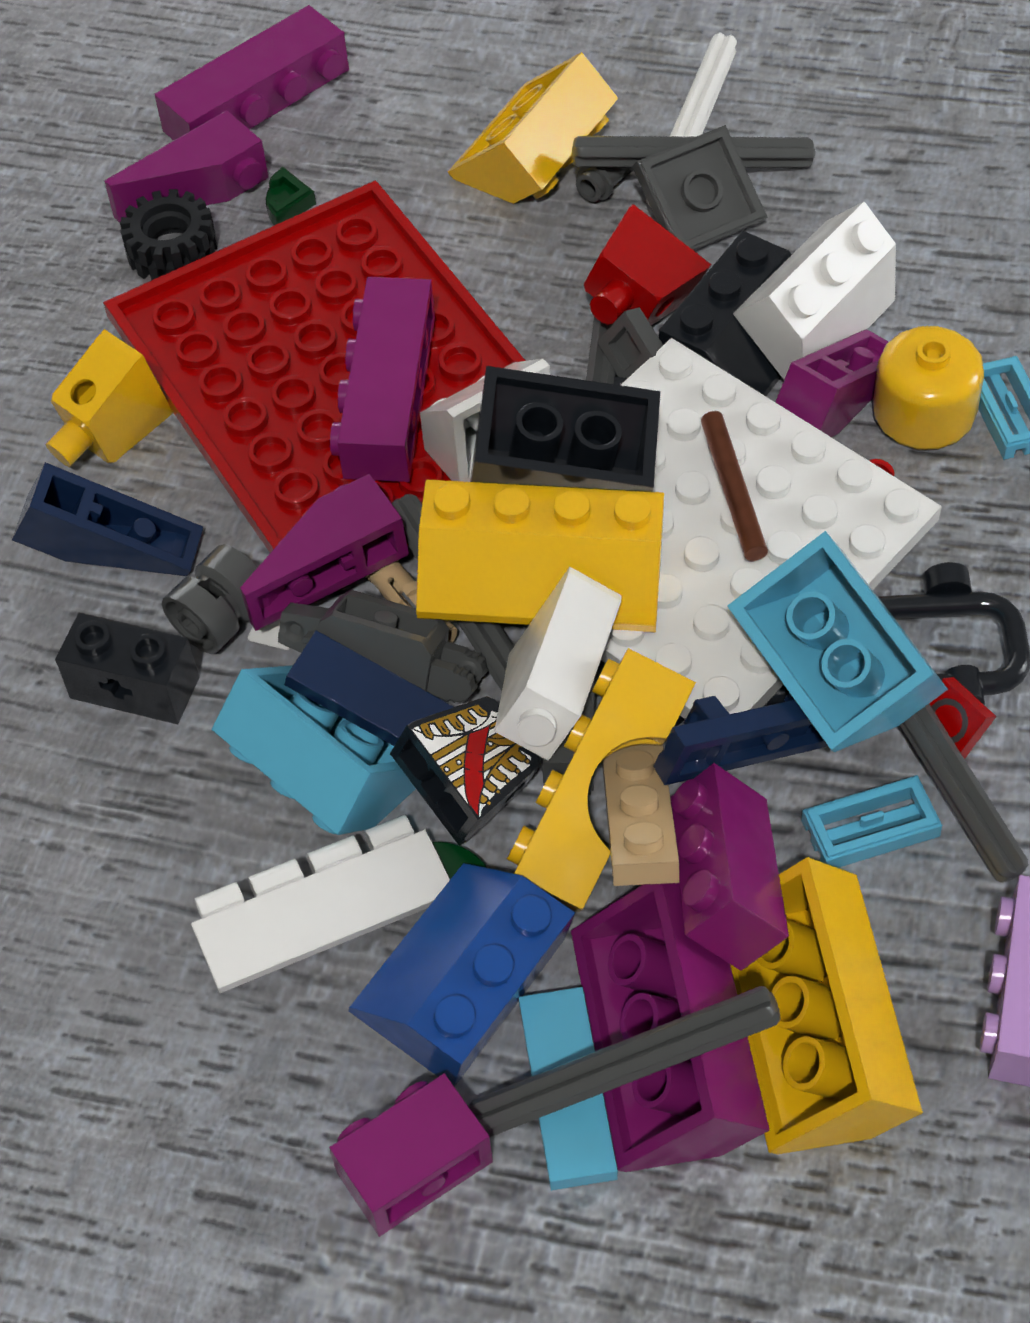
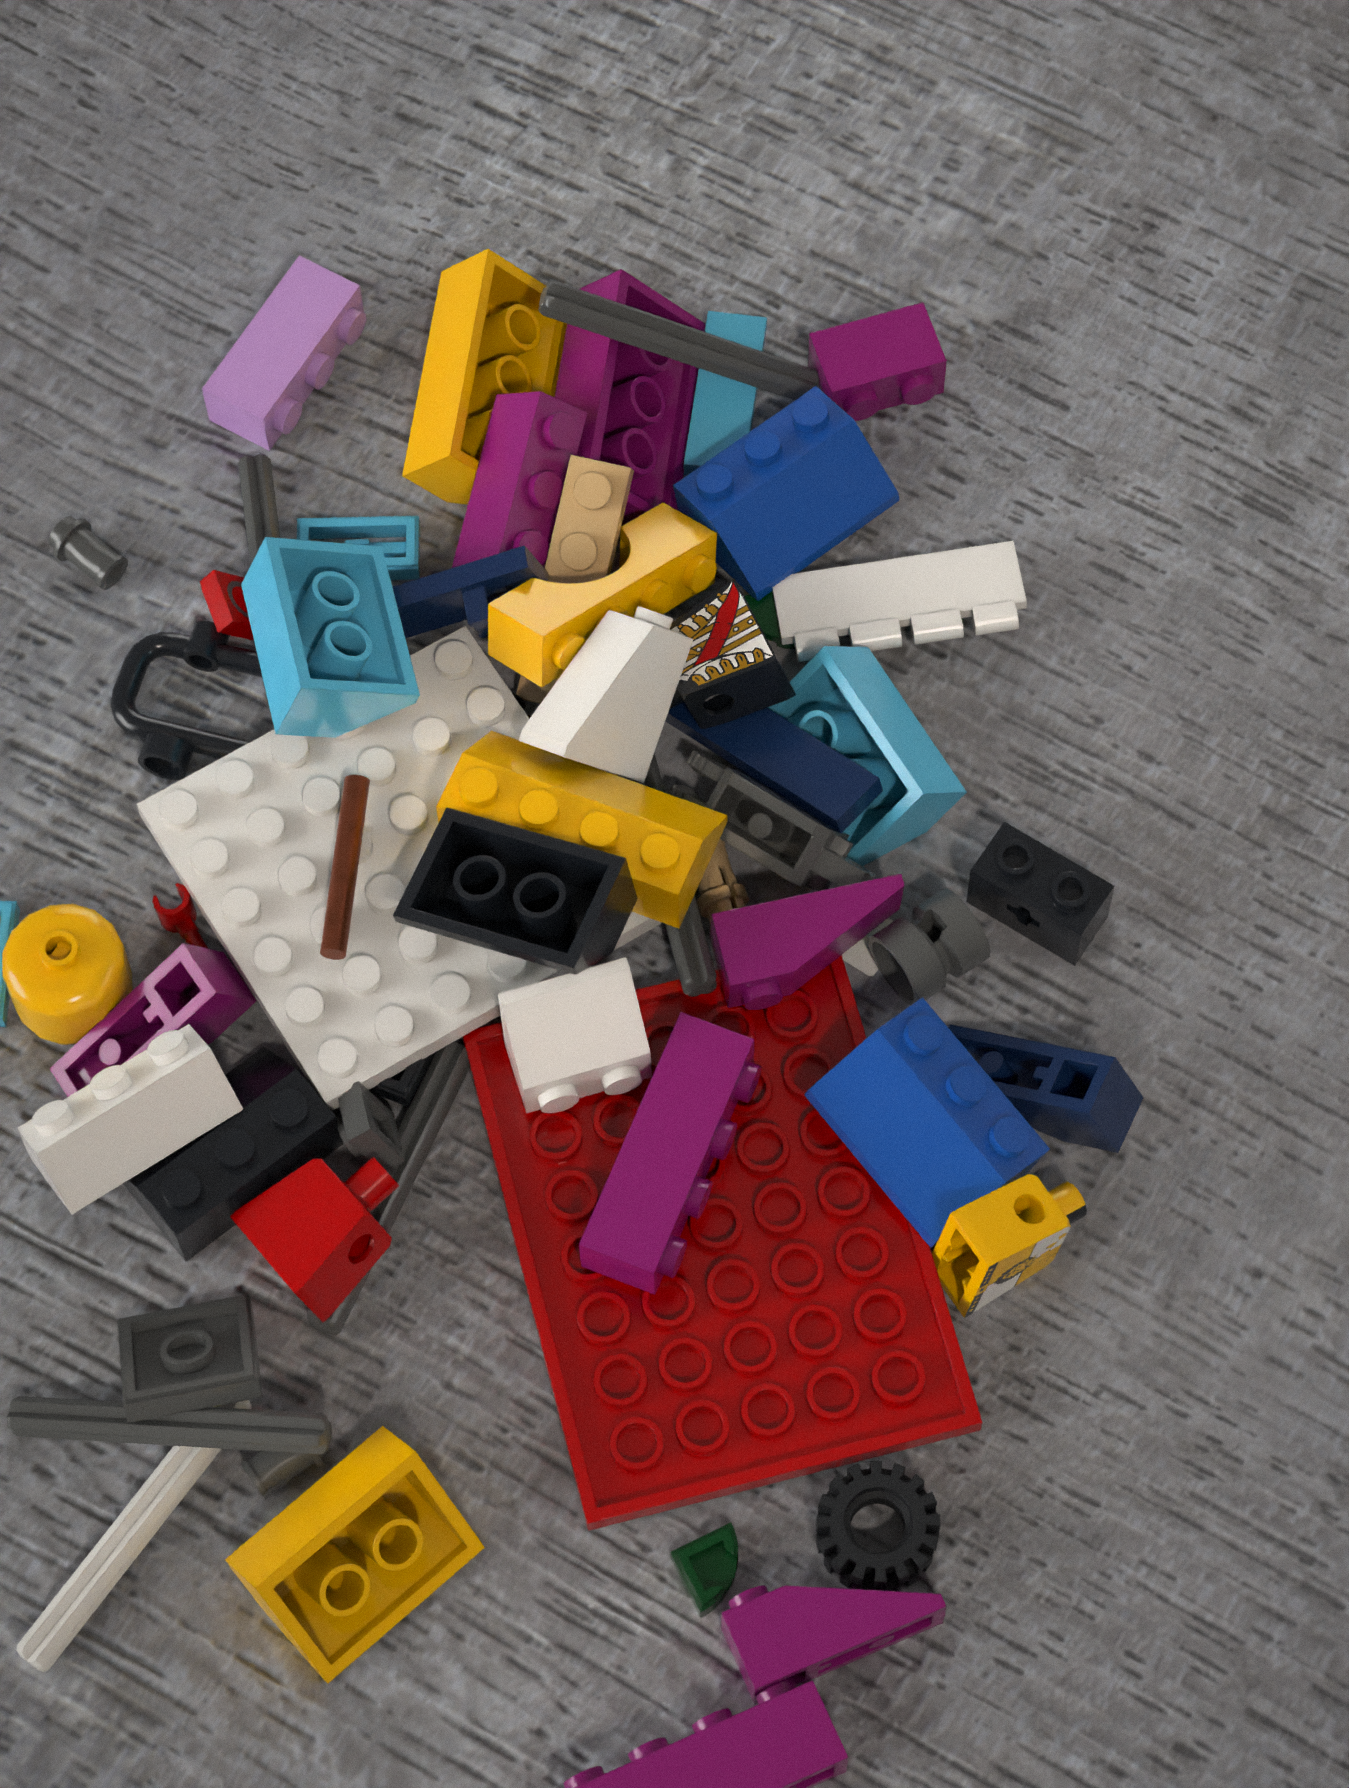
camera: 165 degrees left, 10 degrees up
(185, 458) = (925, 1119): none -> blue slope

